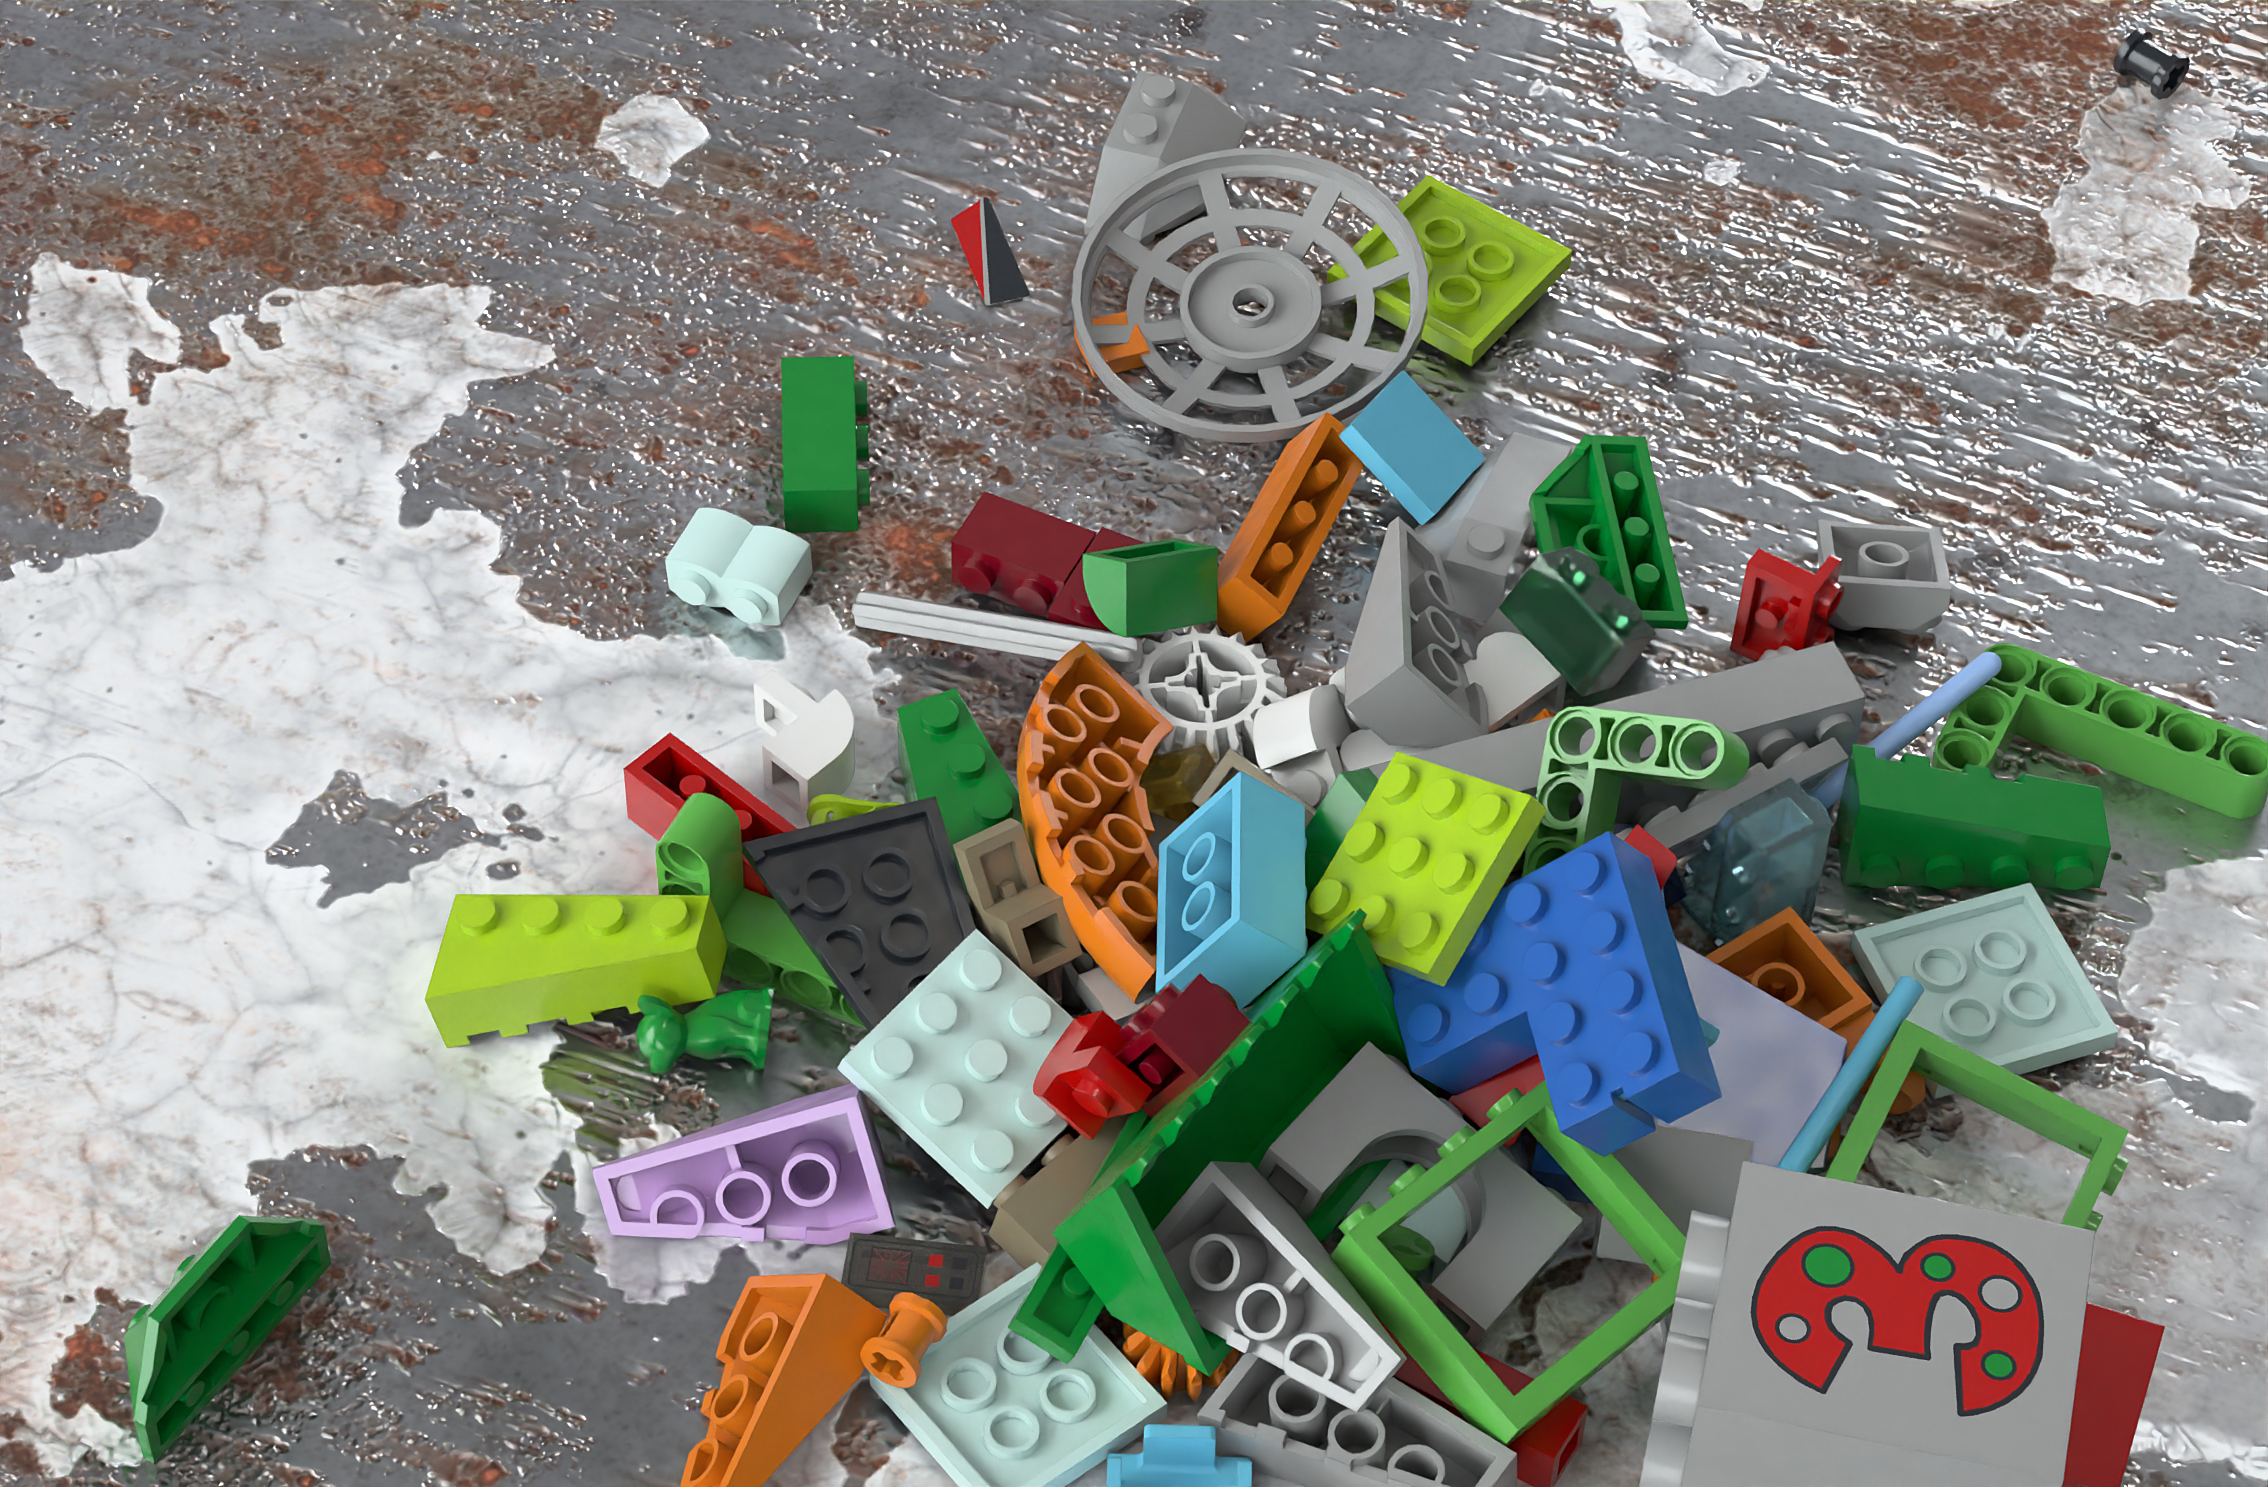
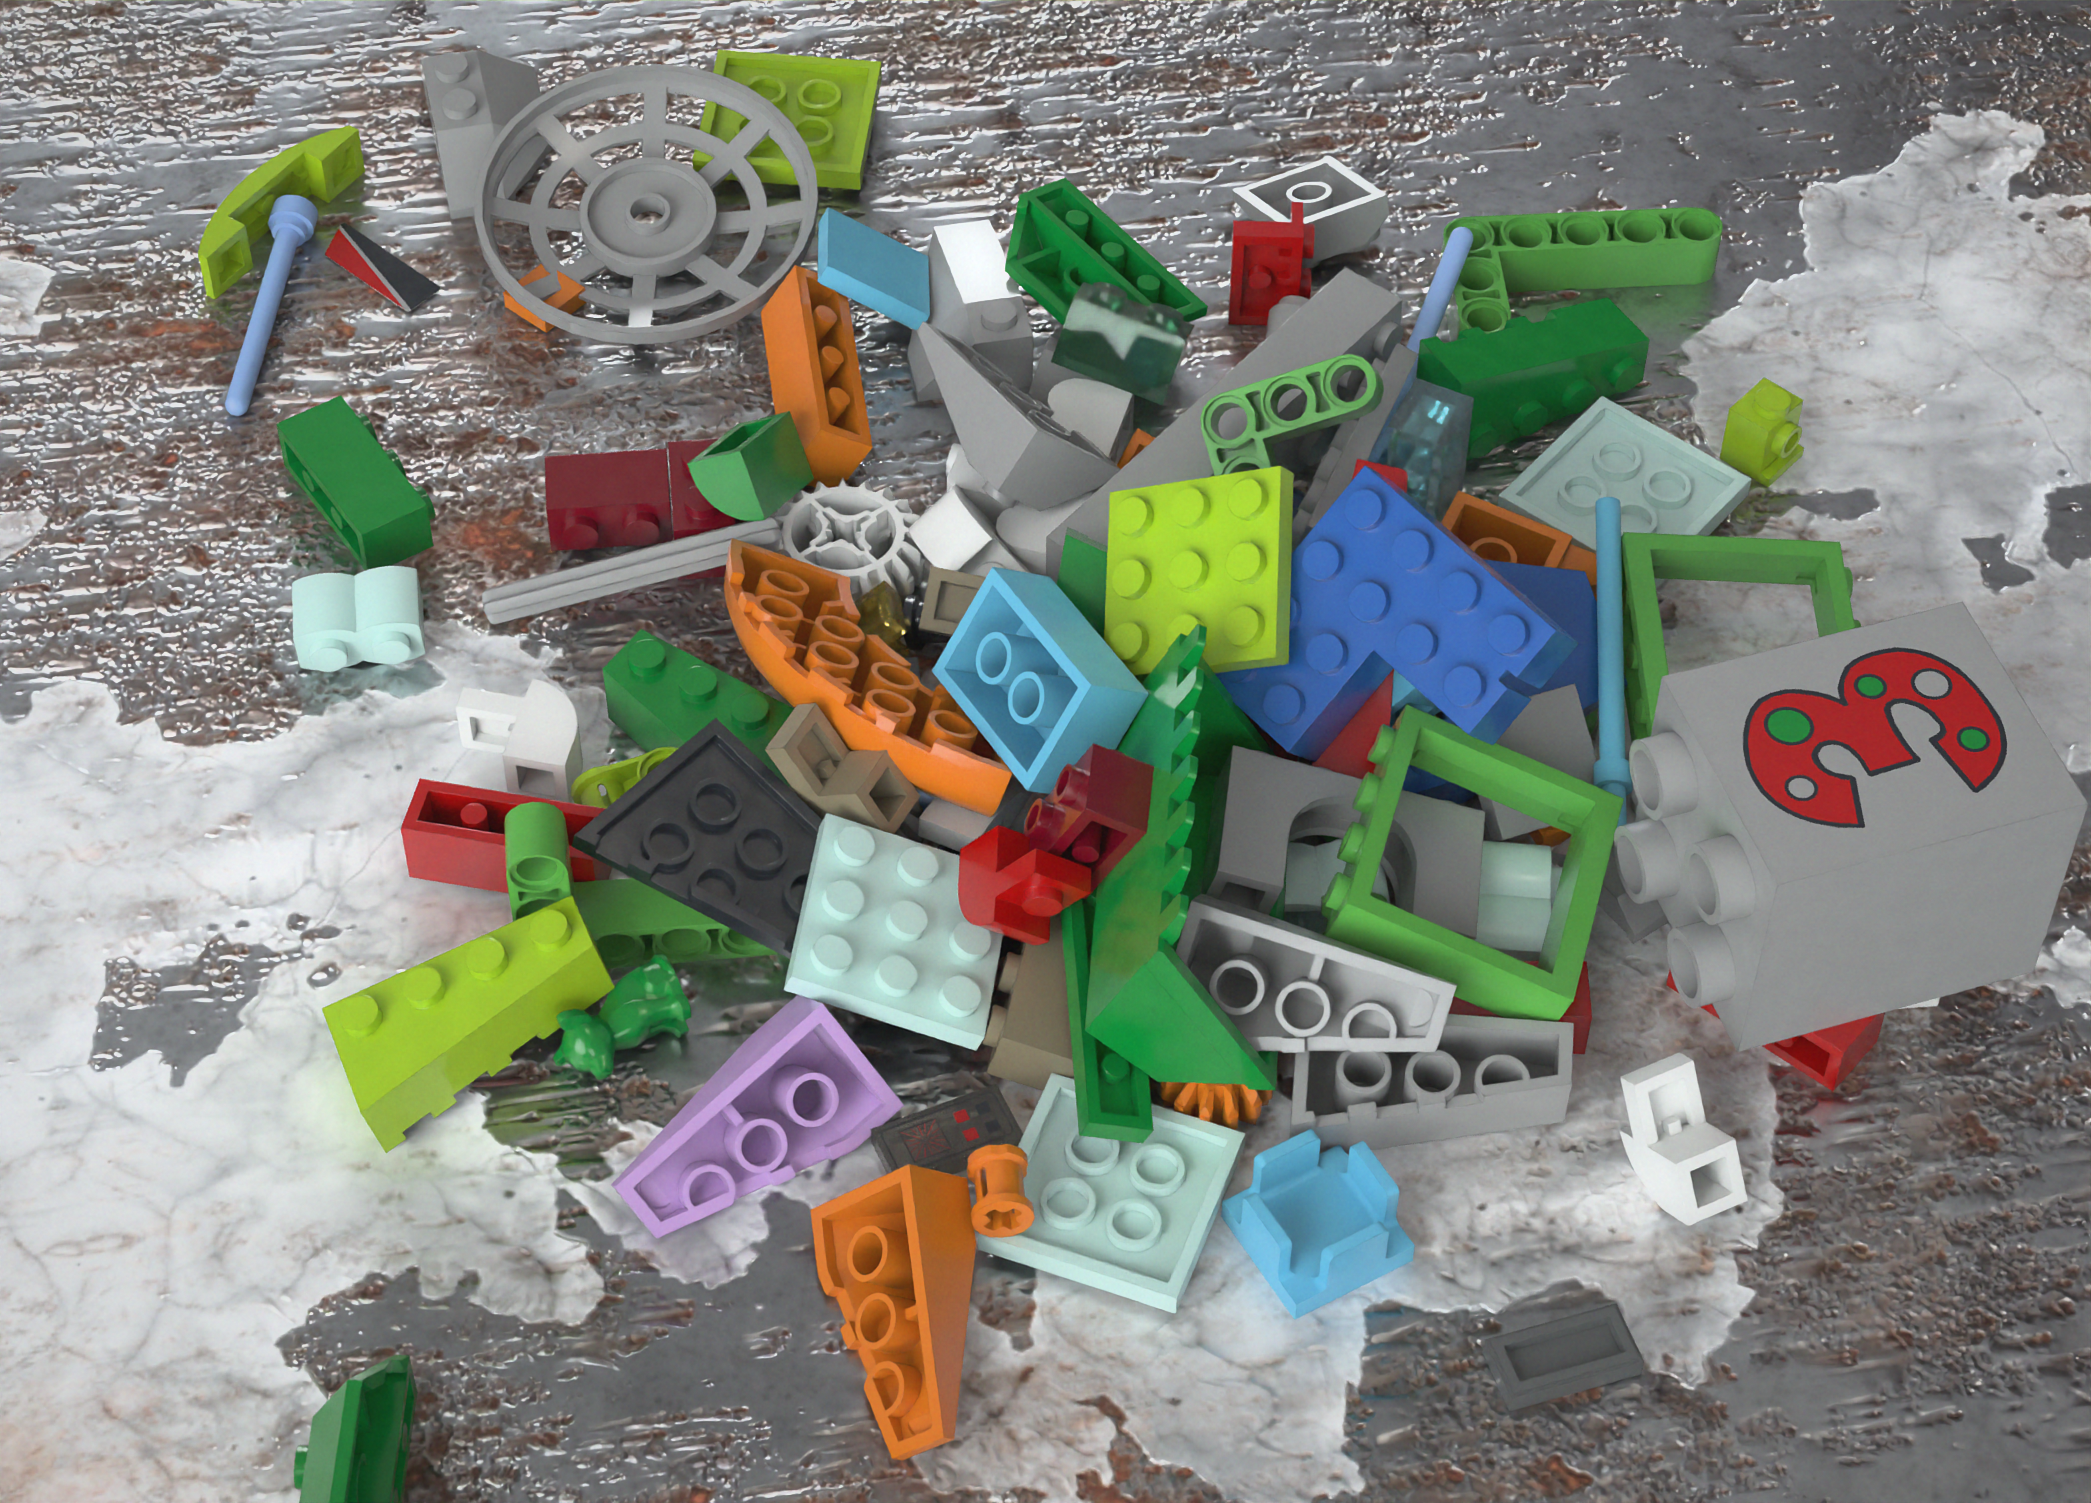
camera: 30 degrees left, 0 degrees up
(926, 144) = (314, 166): none -> lime slope
(934, 179) = (291, 225): none -> light blue piece
(1560, 1311) = (1516, 898): none -> light aqua brick
(2168, 992) = (1763, 432): none -> lime brick

